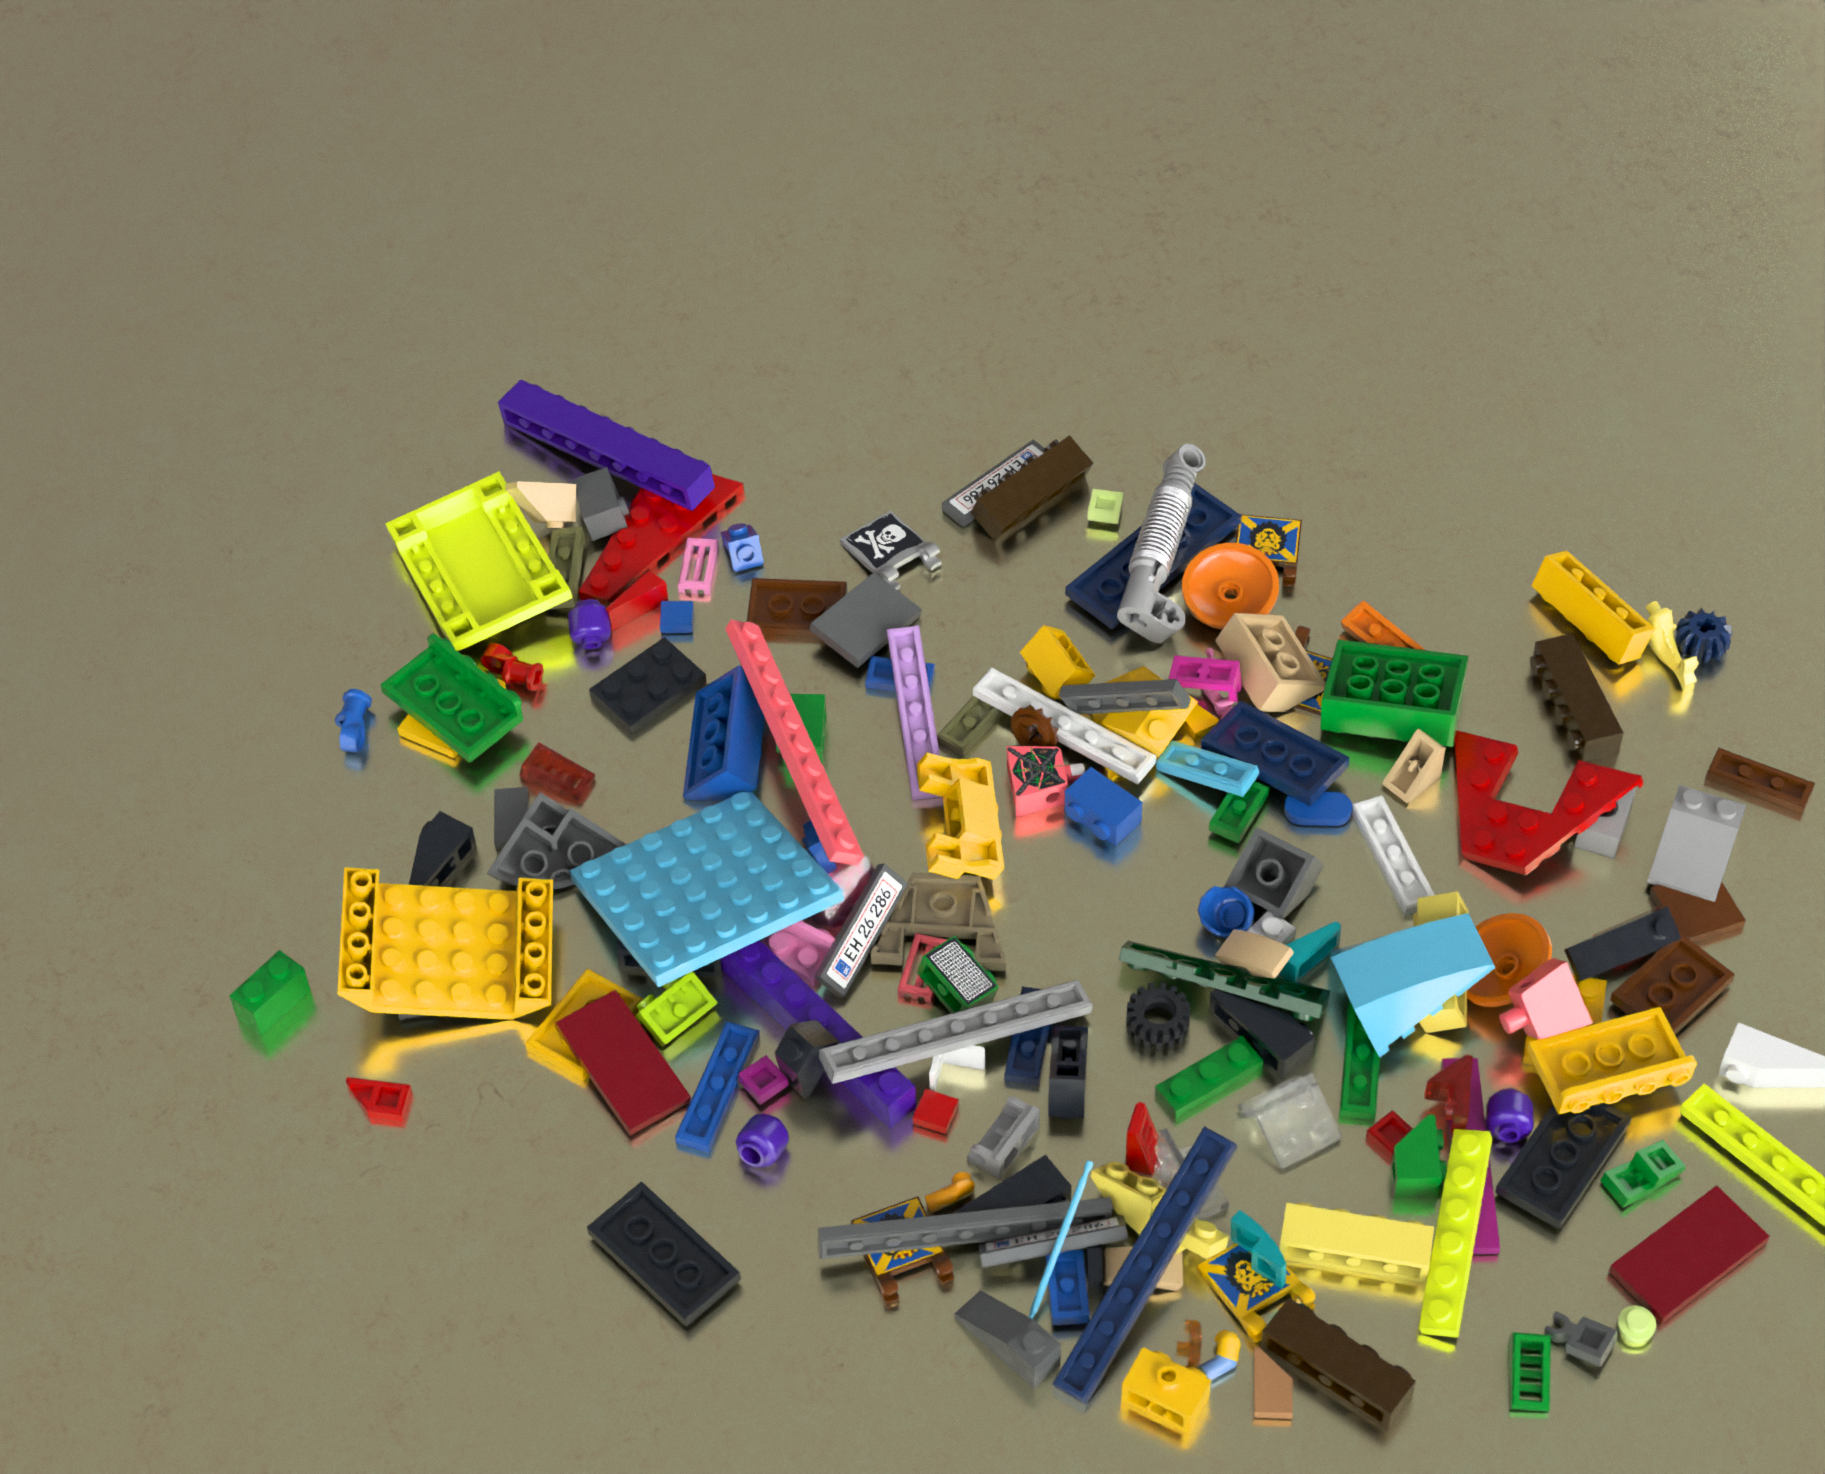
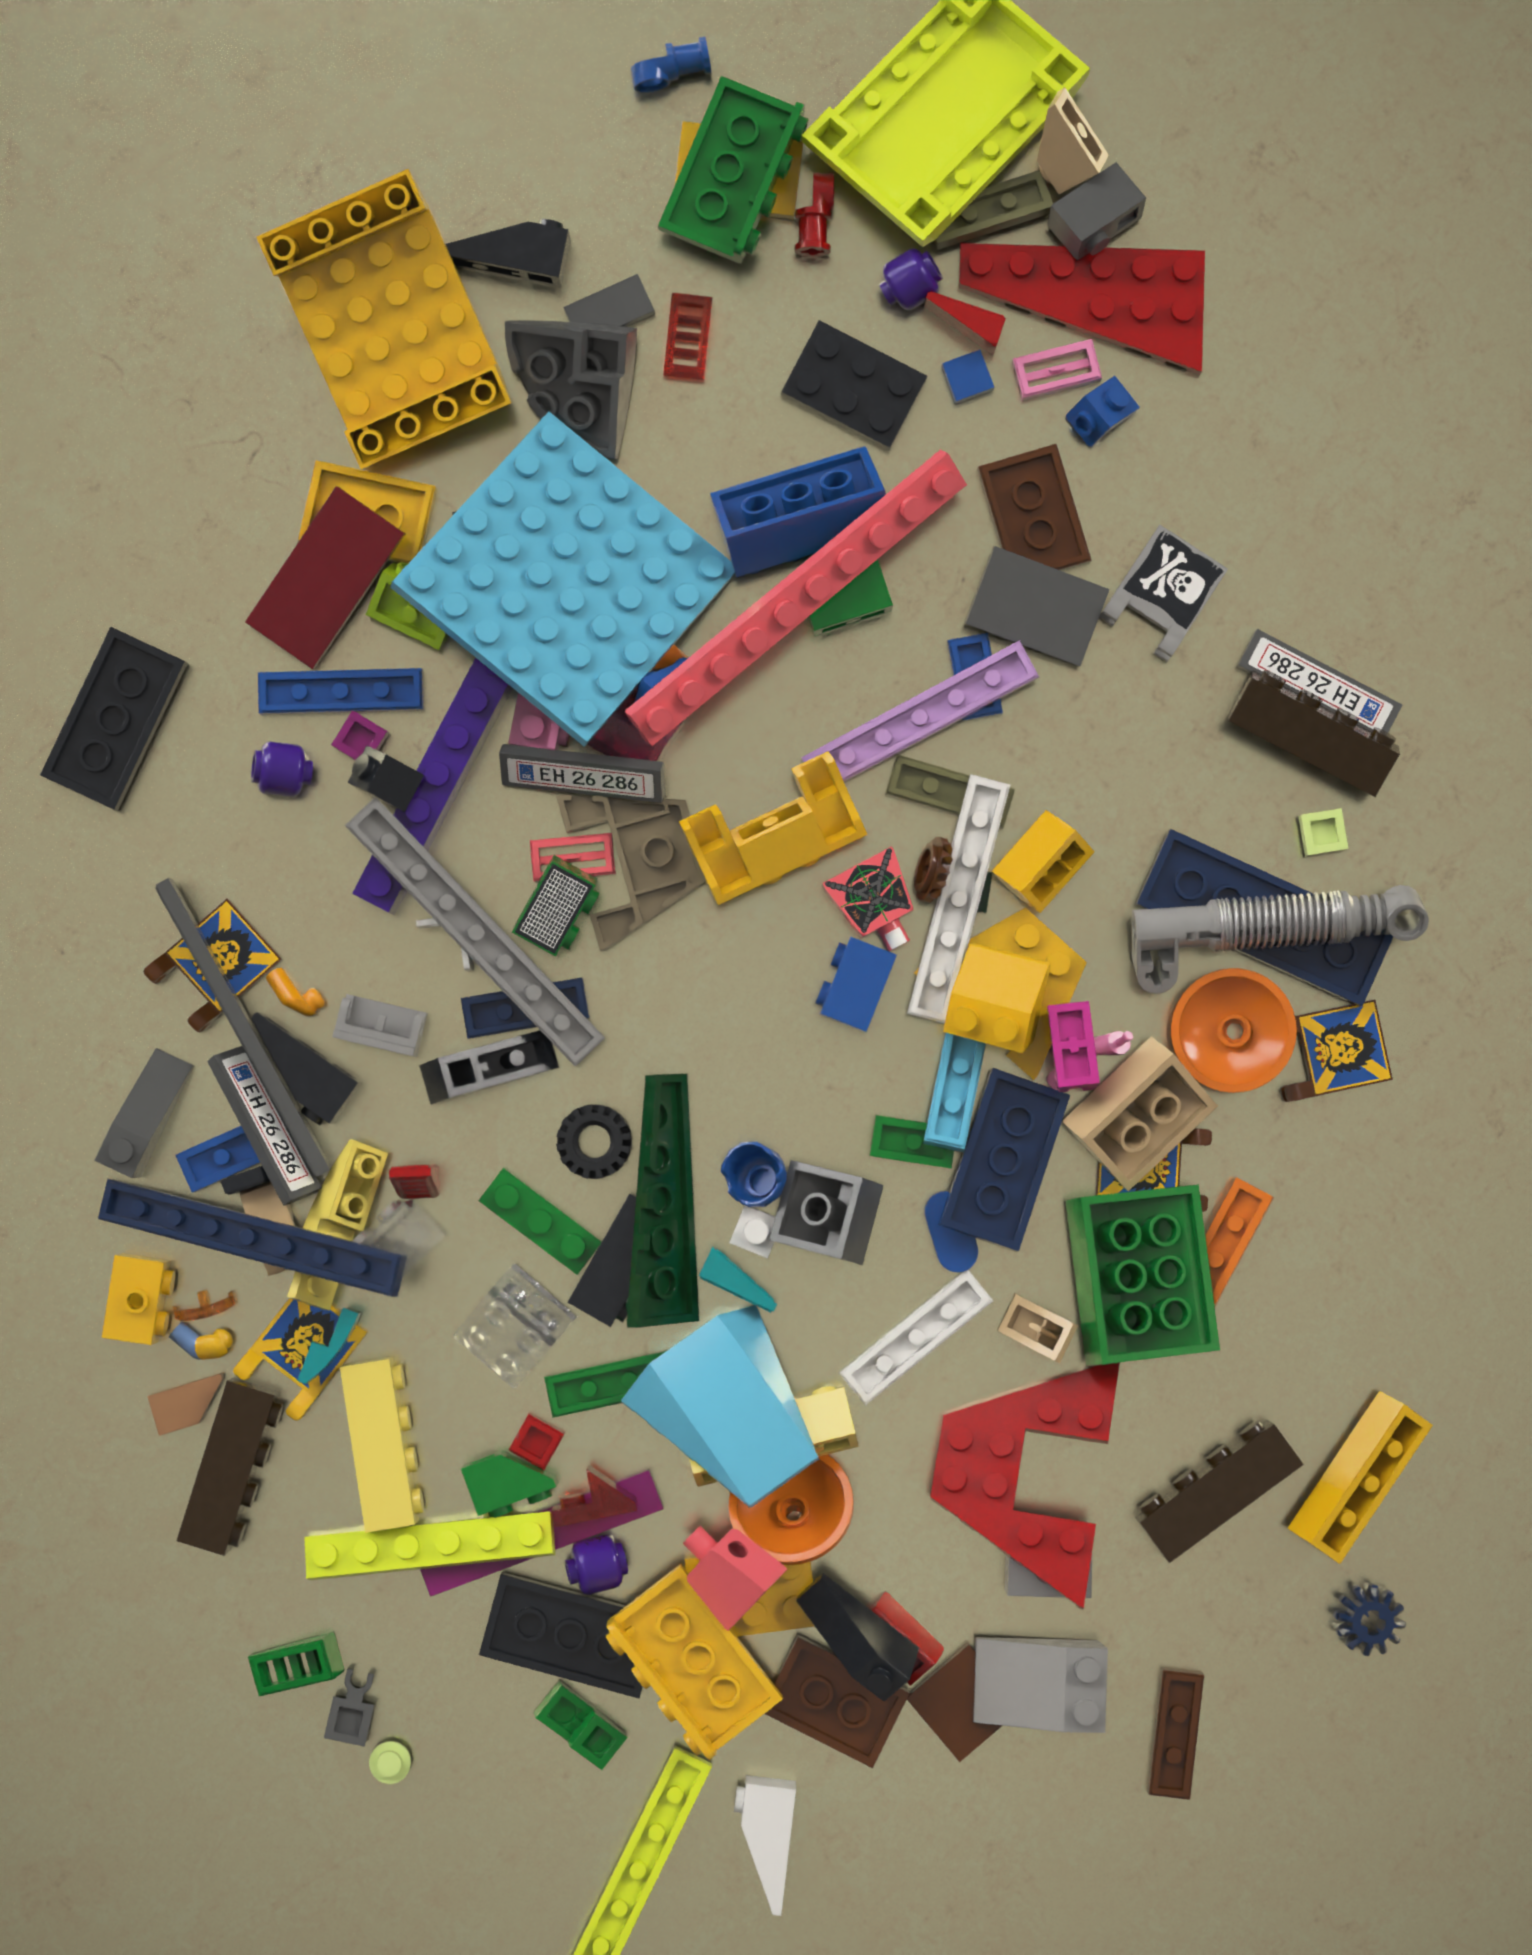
camera: 65 degrees right, 35 degrees up
(270, 993) = (272, 152): green brick -> none
(381, 1098) = (197, 334): red tile -> none
(607, 444) = (1191, 177): dark purple brick -> none
(935, 1111) = (391, 939): red tile -> none
(1060, 1239) = (265, 1137): medium azure piece -> none
(1125, 696) = (992, 966): dark grey tile -> none
(1255, 952) = (697, 1226): tan slope -> none
(1664, 646) = (1354, 1569): light yellow animal -> none
(1689, 1254) = (497, 1797): dark red tile -> none

